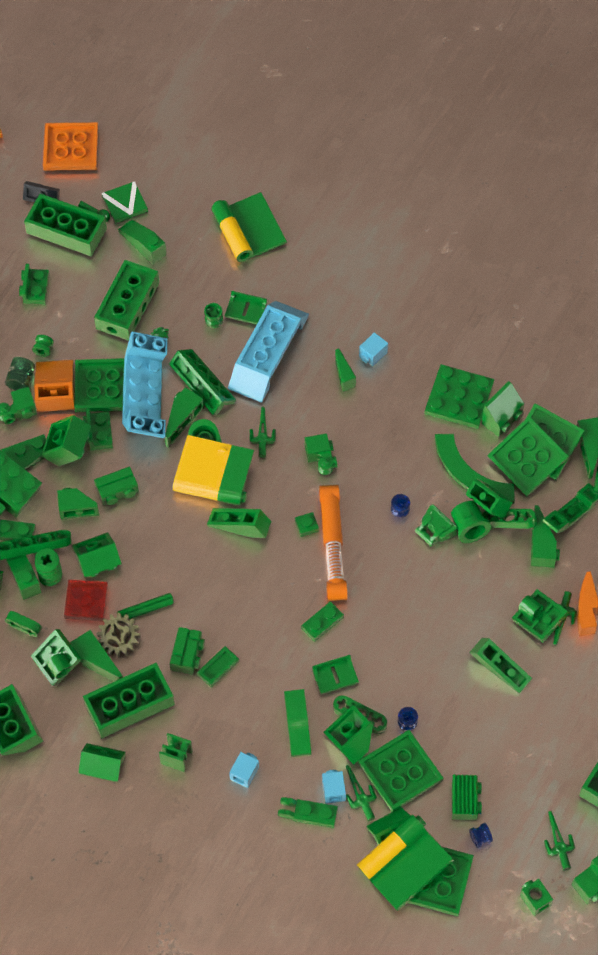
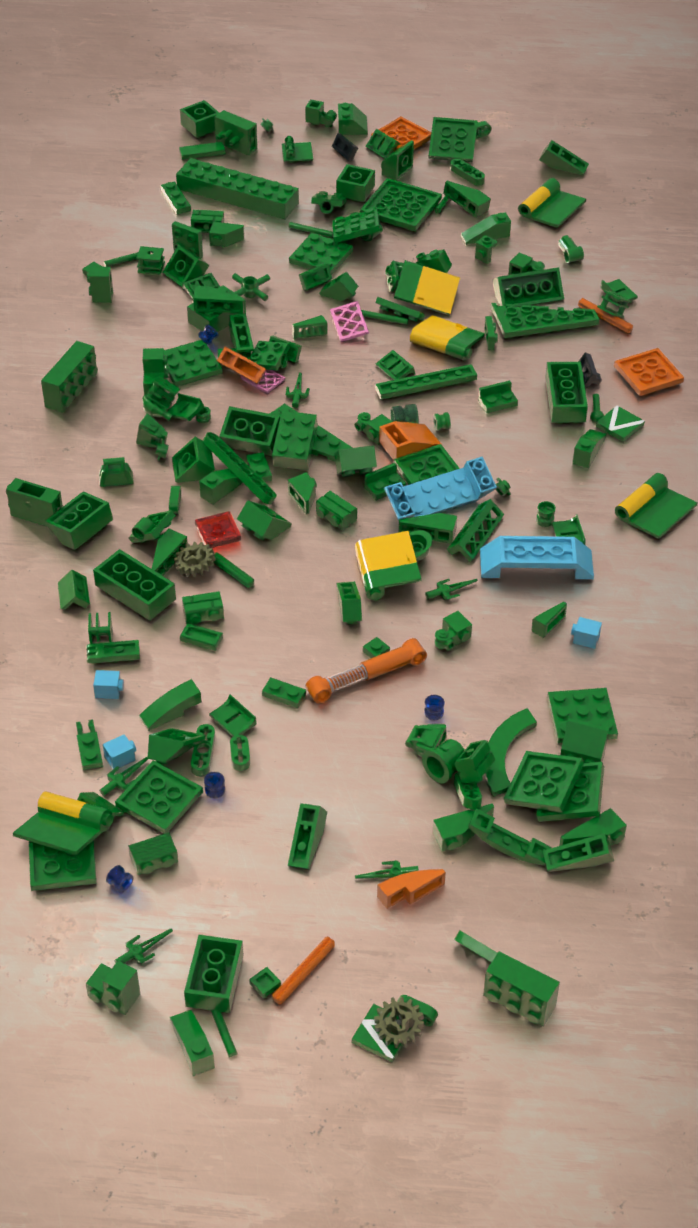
camera: 65 degrees right, 15 degrees down
(48, 567) = (230, 491): green piece -> none
(126, 300) = (520, 452): green brick -> none
(202, 749) = (113, 651): none -> green hinge
(377, 684) = (236, 753): none -> green beam
(536, 905) = (76, 951): green brick -> none
(539, 615) = (376, 849): green plate -> none

